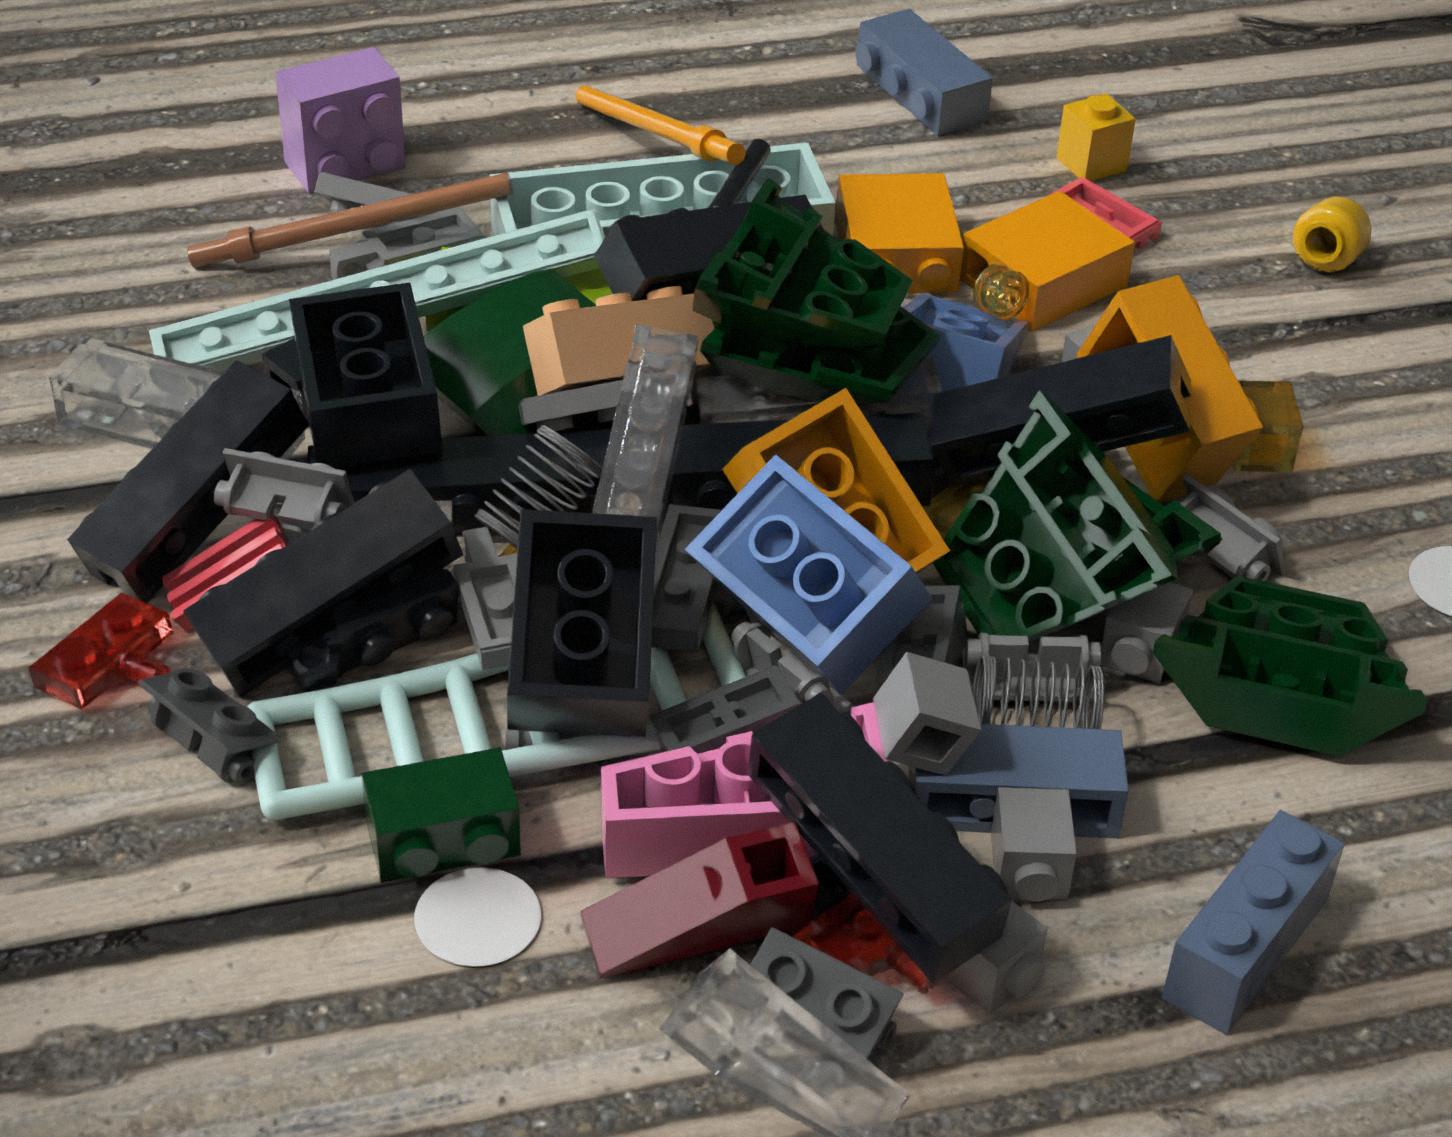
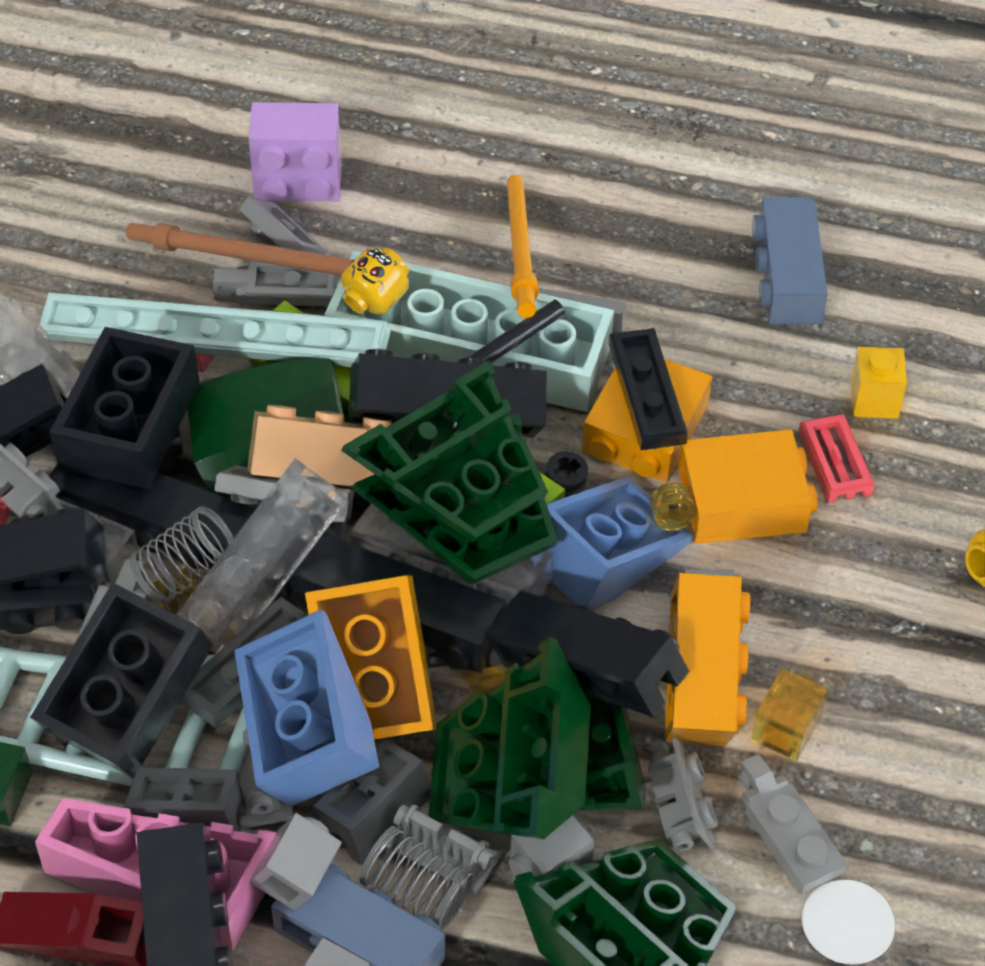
camera: 30 degrees right, 10 degrees up
(549, 178) = (375, 281): none -> yellow head
(896, 199) = (647, 389): none -> black tile
(1339, 522) = (789, 827): none -> light grey hinge

